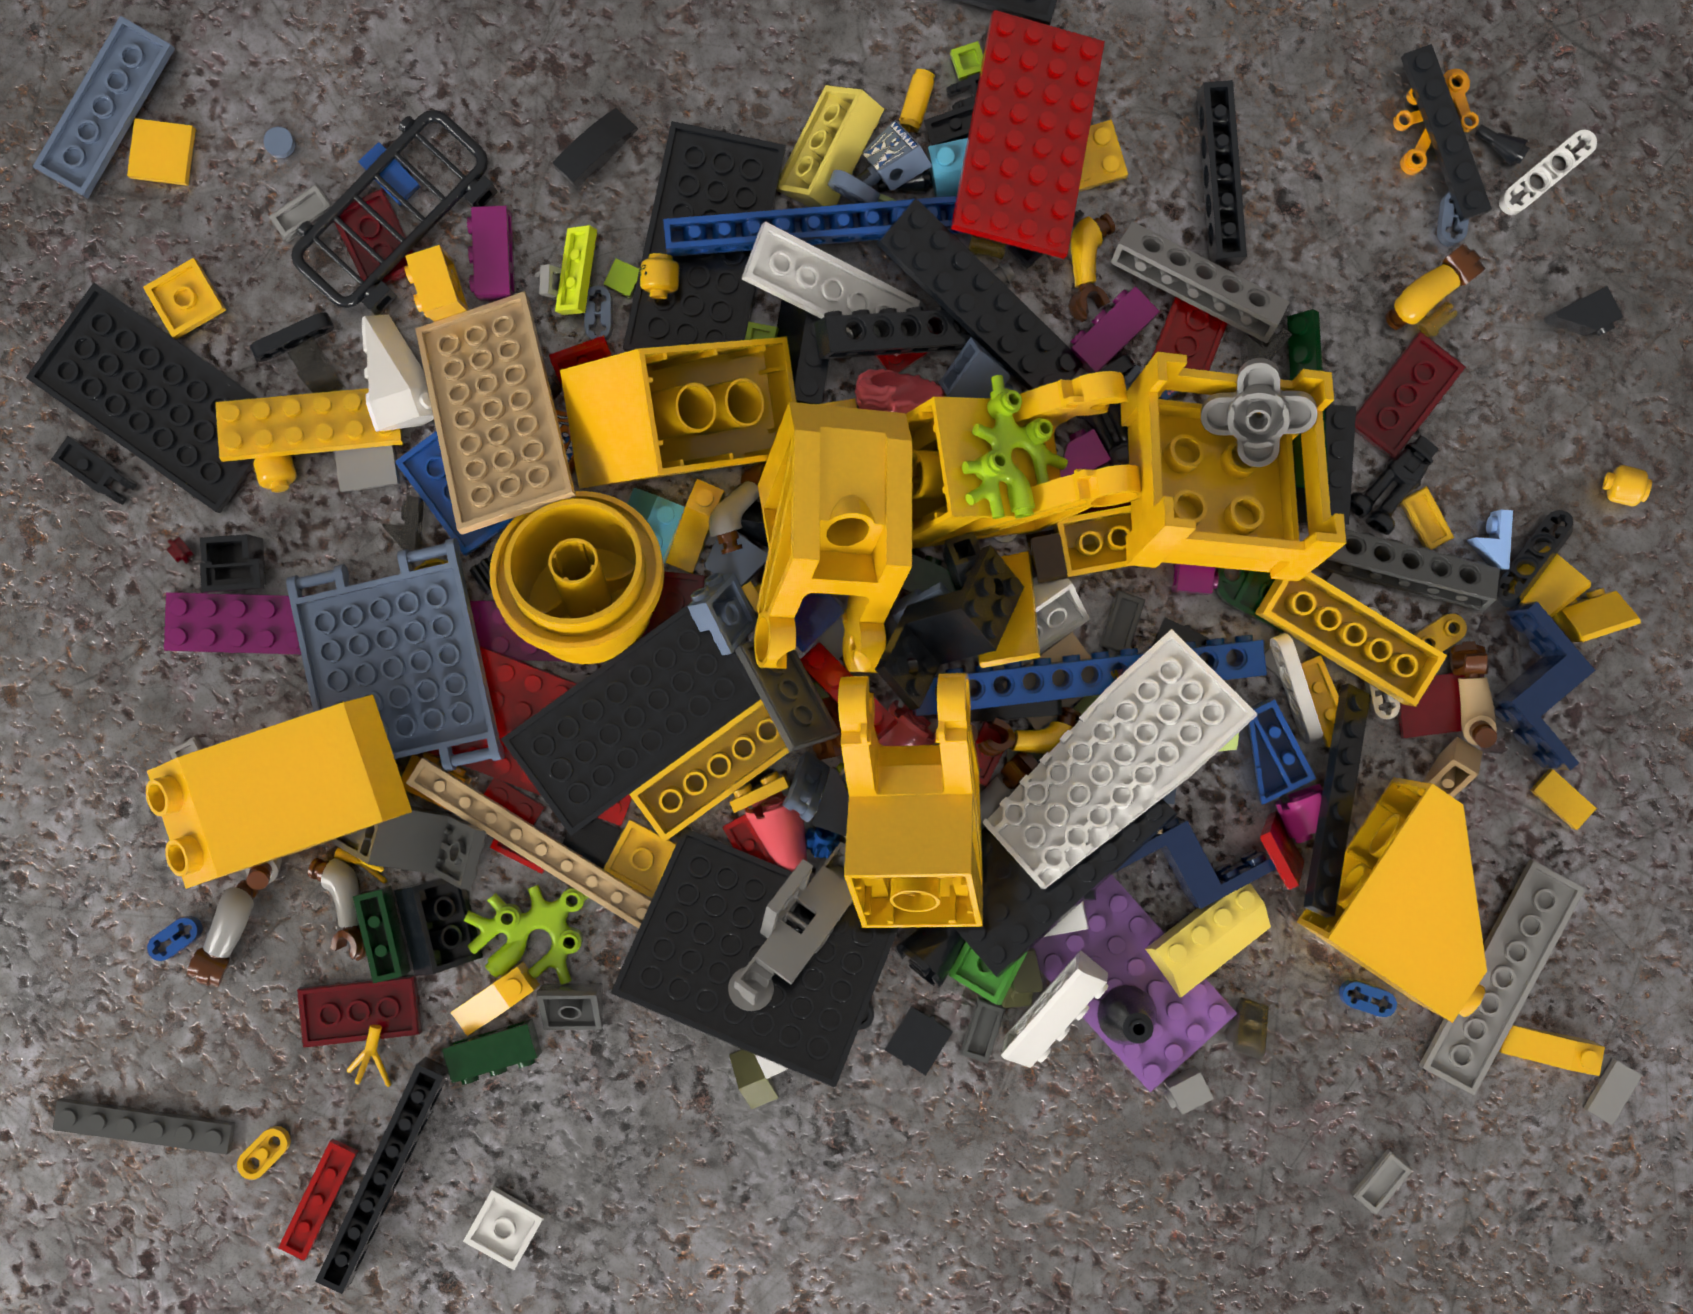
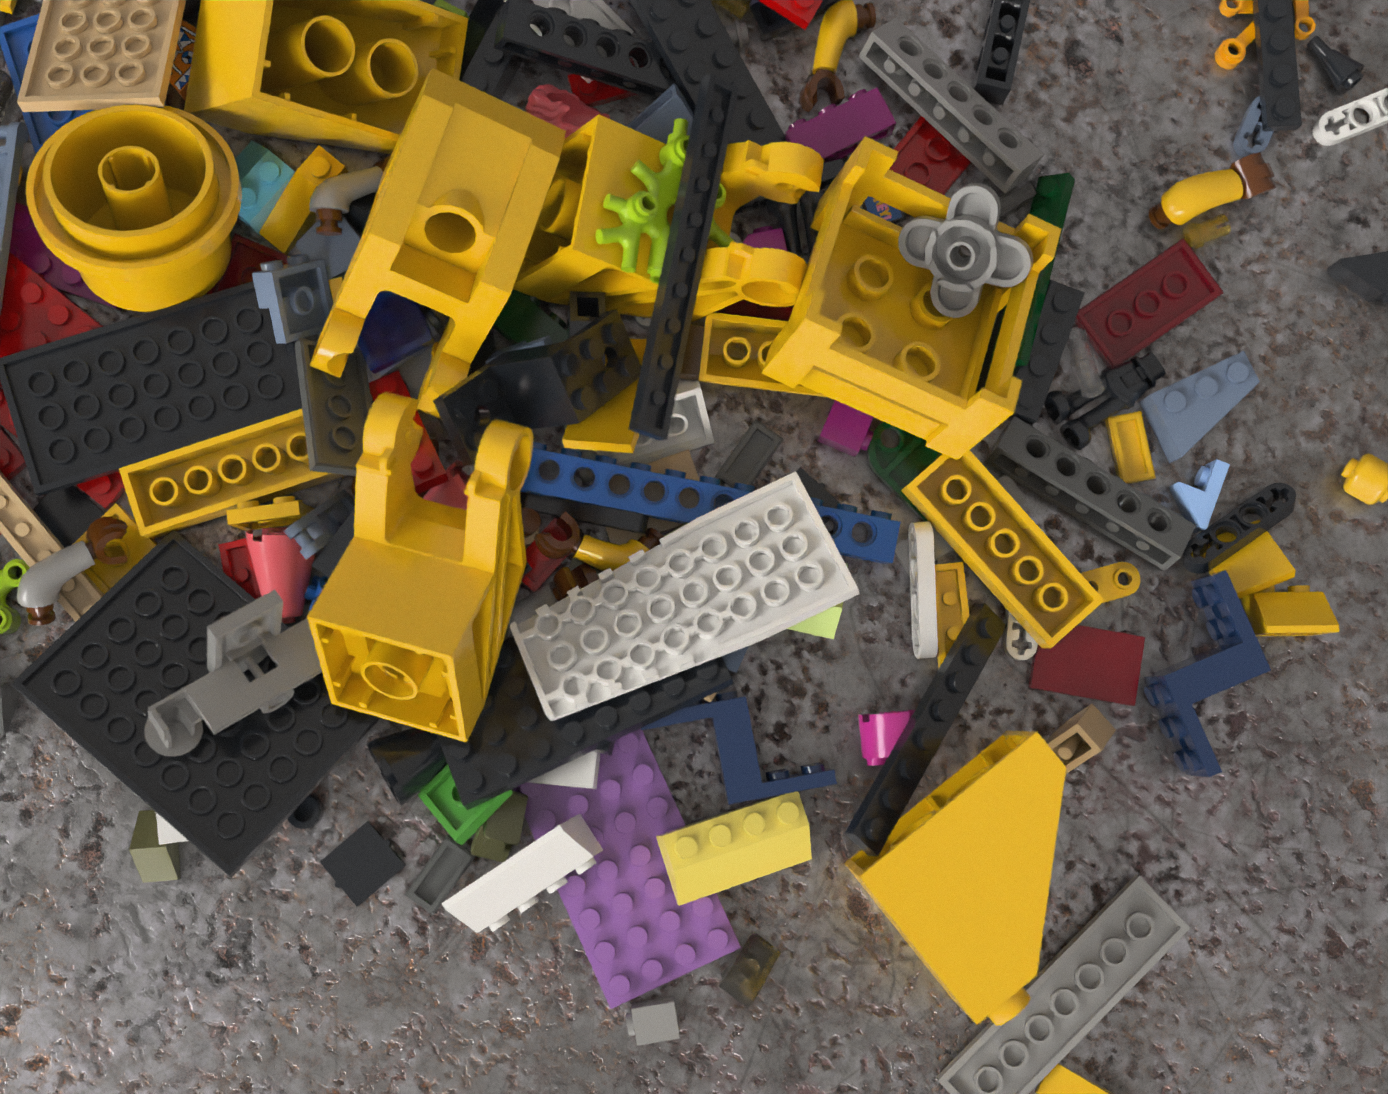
camera: 10 degrees right, 5 degrees down
(603, 898) = (43, 581): none -> piece
(1040, 492) = (684, 258): none -> black plate
(1127, 1015) = (612, 893): black cone -> none
(1276, 753) = (877, 655): blue wedge -> none
(1282, 850) = (846, 768): red tile -> none
(1369, 992) = (894, 985): blue beam -> none
(1372, 463) = (1084, 363): none -> clear pin
(1472, 466) = (1197, 403): none -> sand blue wedge
(1477, 706) = (1126, 661): piece -> none
(1563, 799) = (1195, 816): yellow tile -> none

